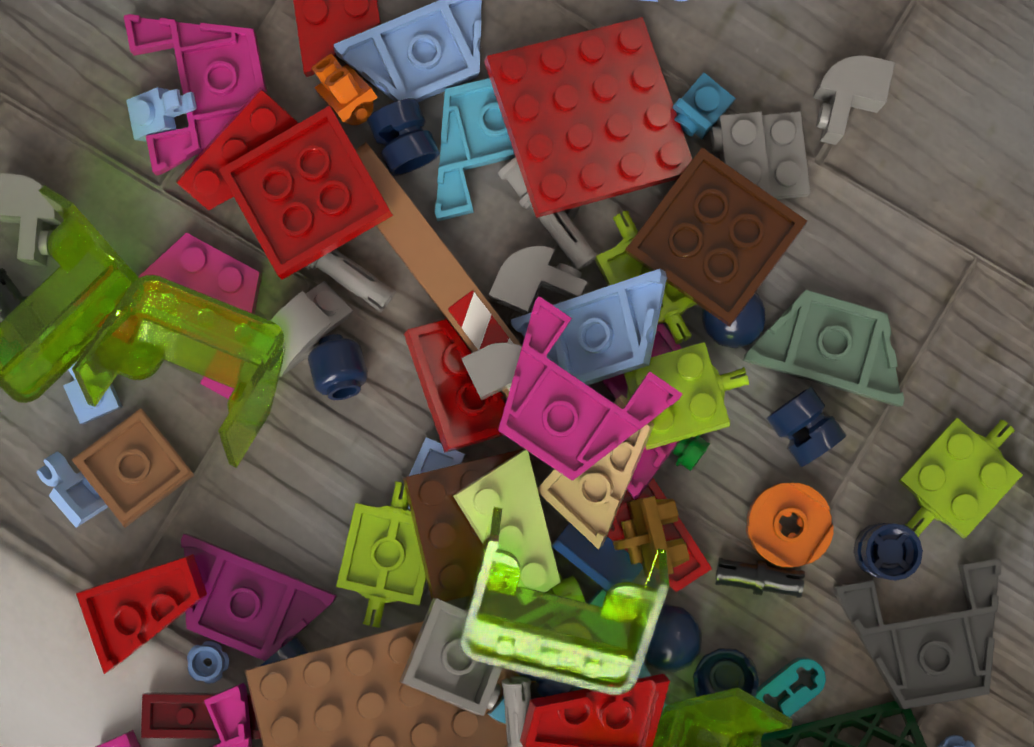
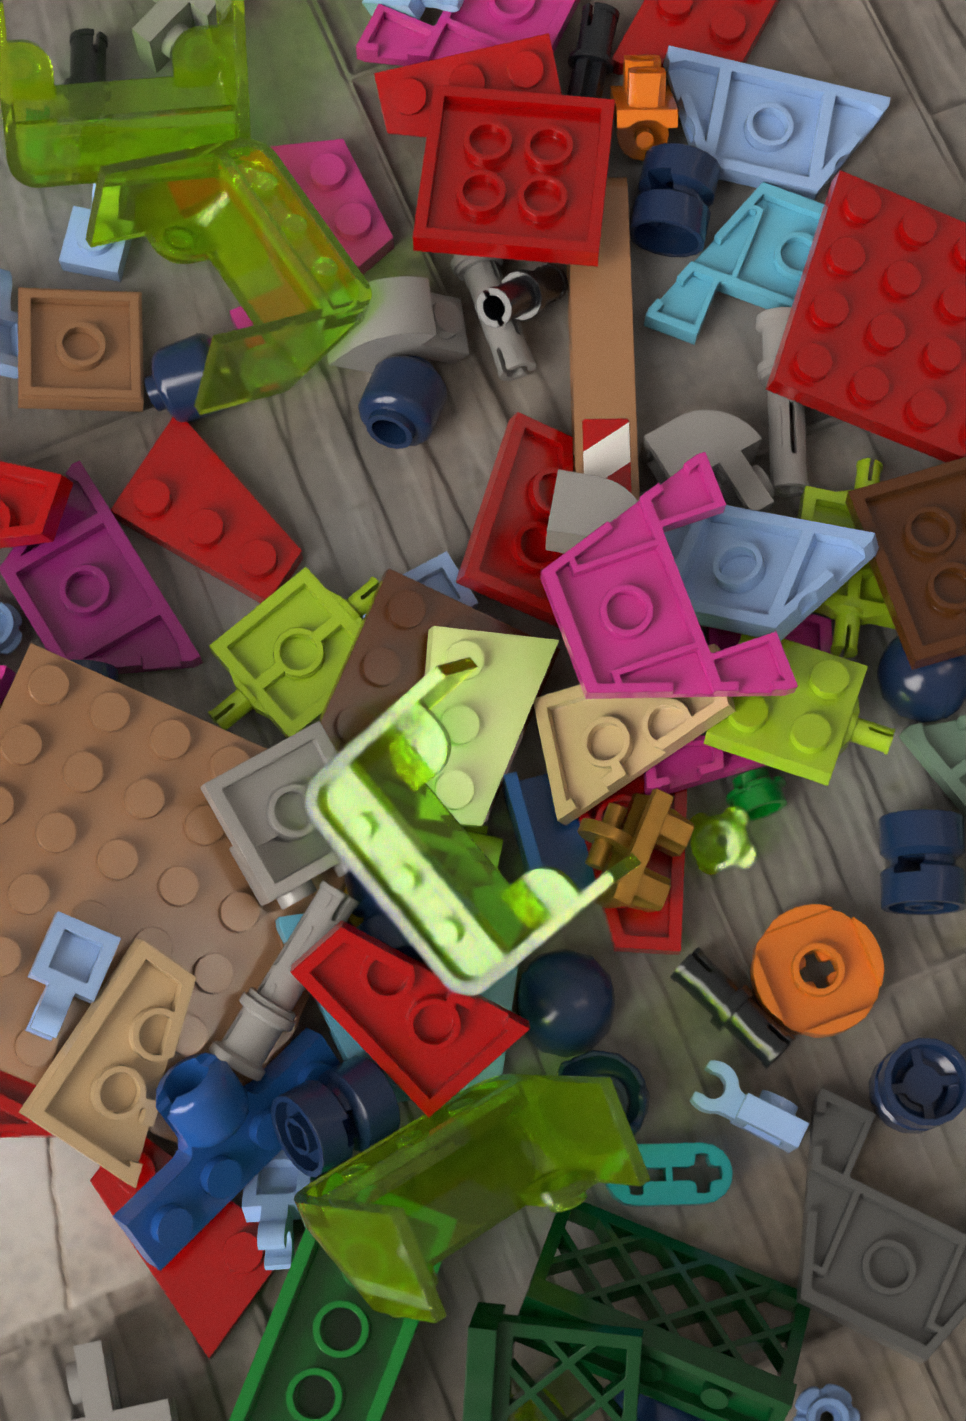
camera: 30 degrees right, 10 degrees down
(202, 440) = (177, 377): none -> dark blue head
(275, 510) = (206, 515): none -> red wing
(292, 80) = (592, 55): none -> black axle
(360, 261) = (521, 295): none -> black pin
(690, 500) = (705, 846): none -> clear neon green plate
(818, 624) = (765, 1117): none -> light blue plate

